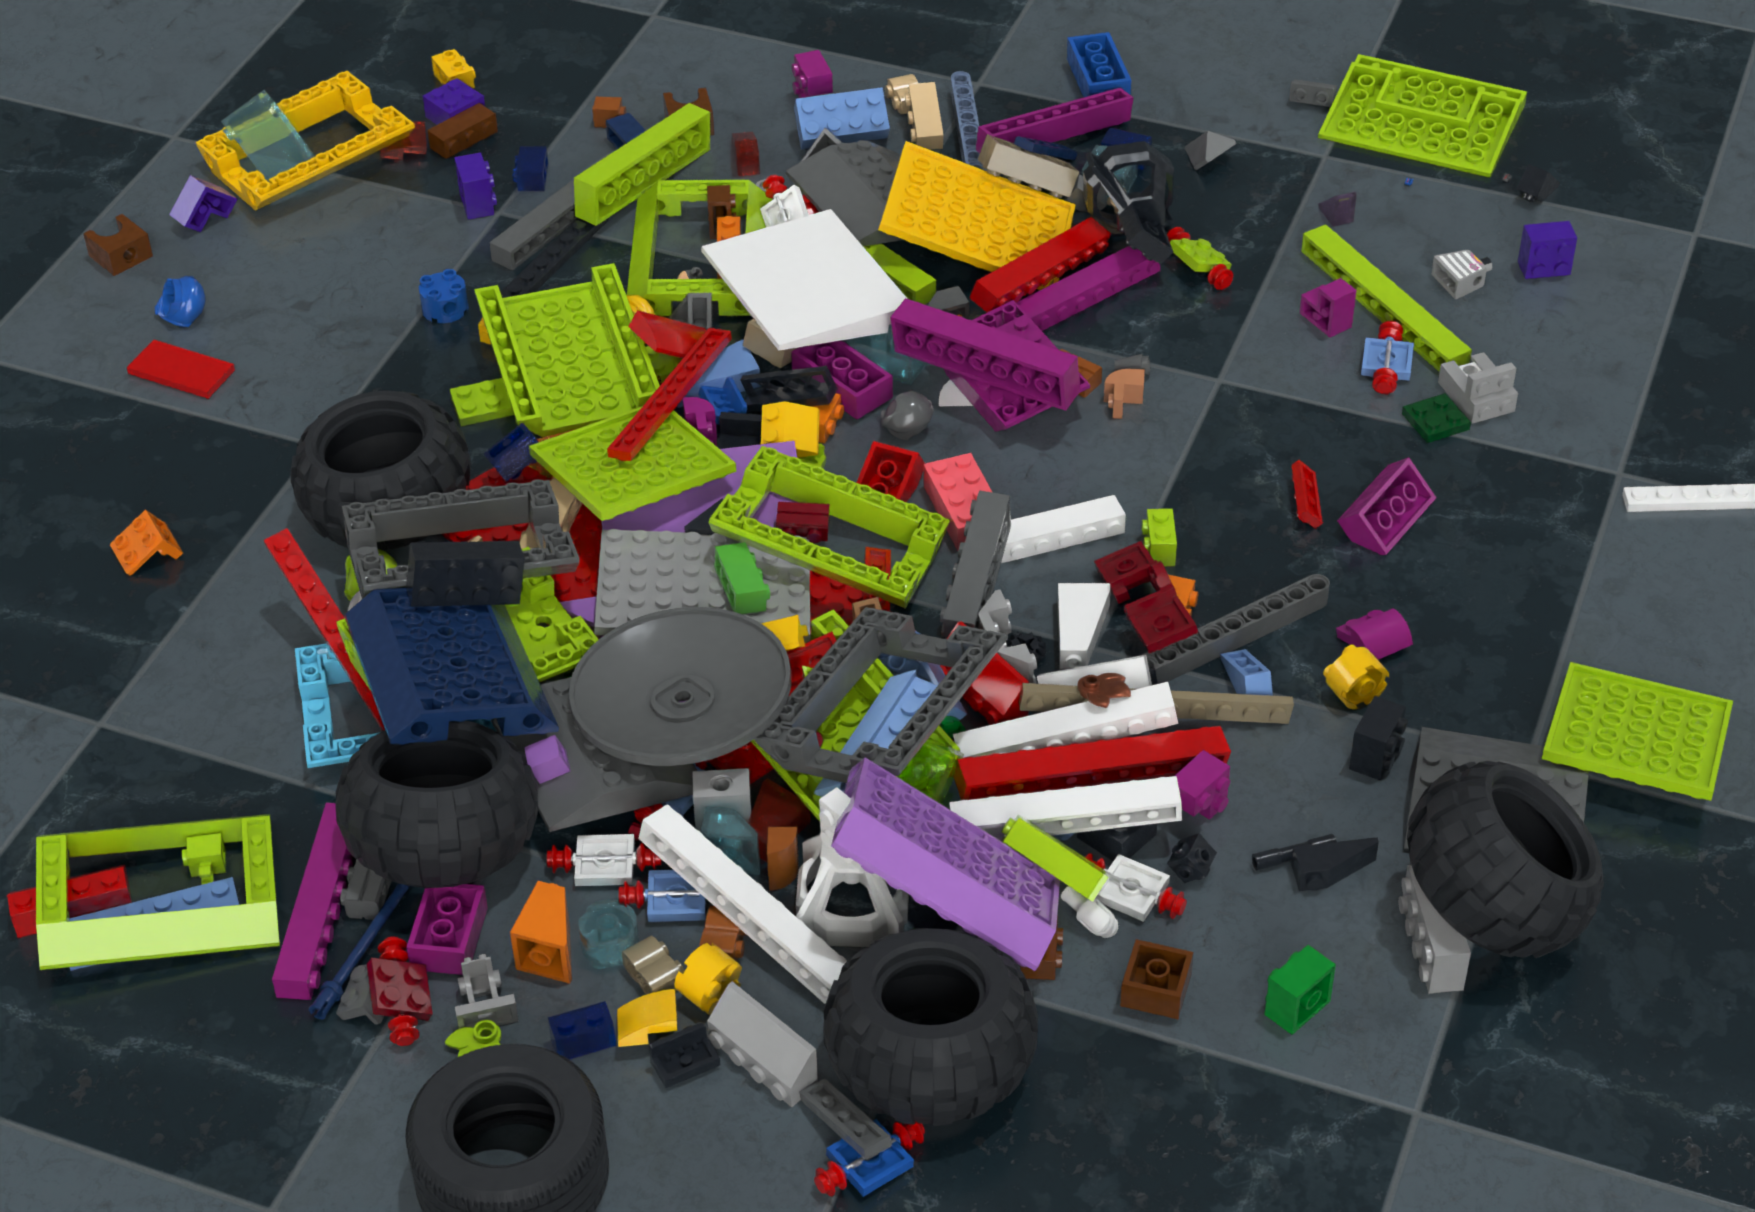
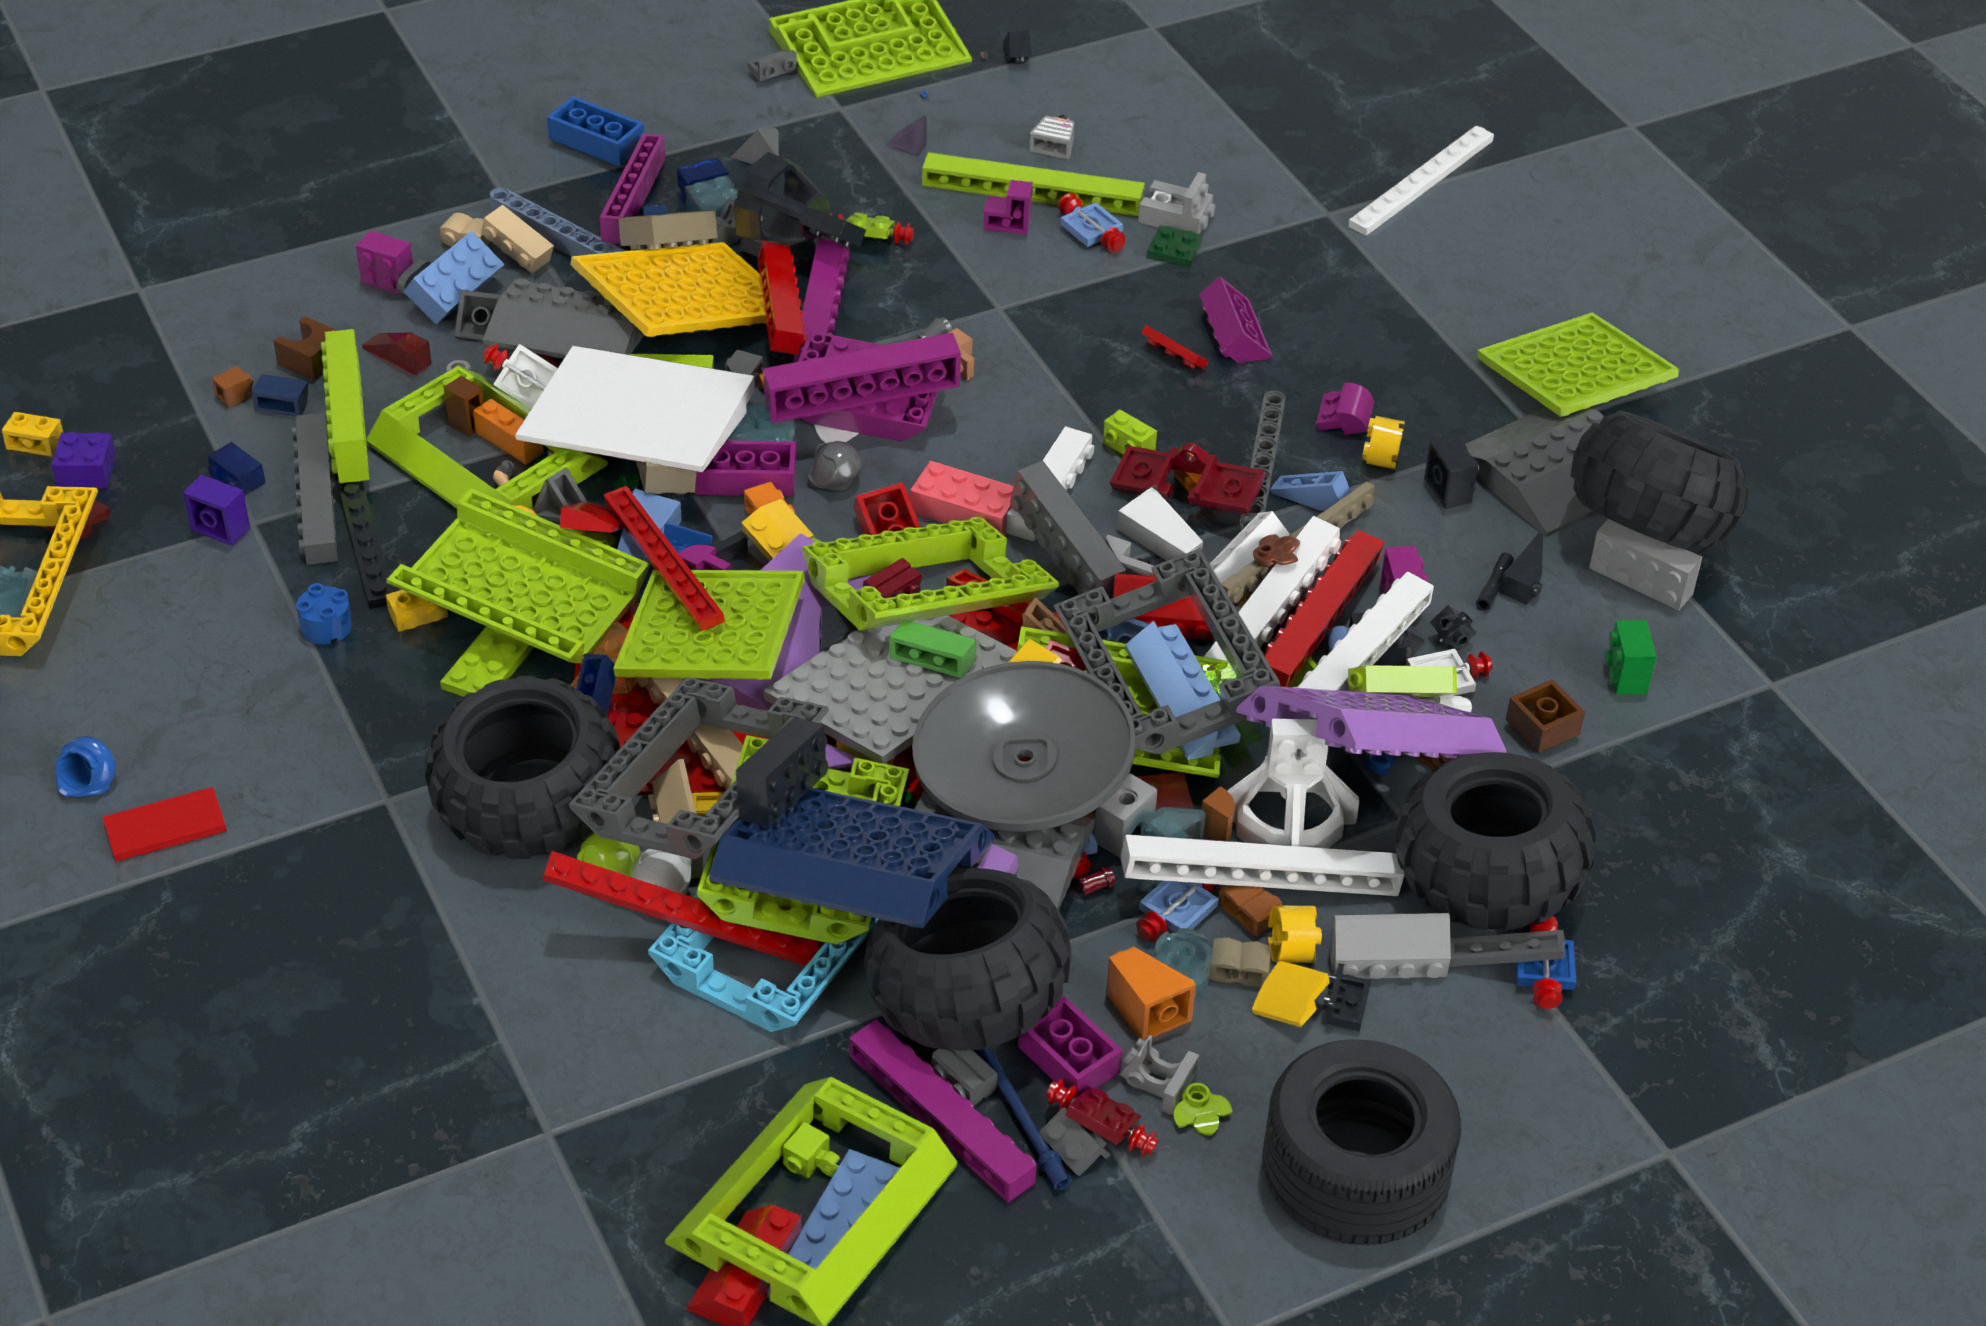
camera: 50 degrees left, 0 degrees up
(142, 540) = (367, 976): orange bracket -> none
(462, 130) = (122, 475): reddish brown brick -> none
(582, 1031) = (1261, 1039): clear blue brick -> none
(603, 859) = (1100, 919): white plate -> none
(810, 394) = (732, 505): black fence -> none
(1547, 249) = (1094, 87): dark purple brick -> none

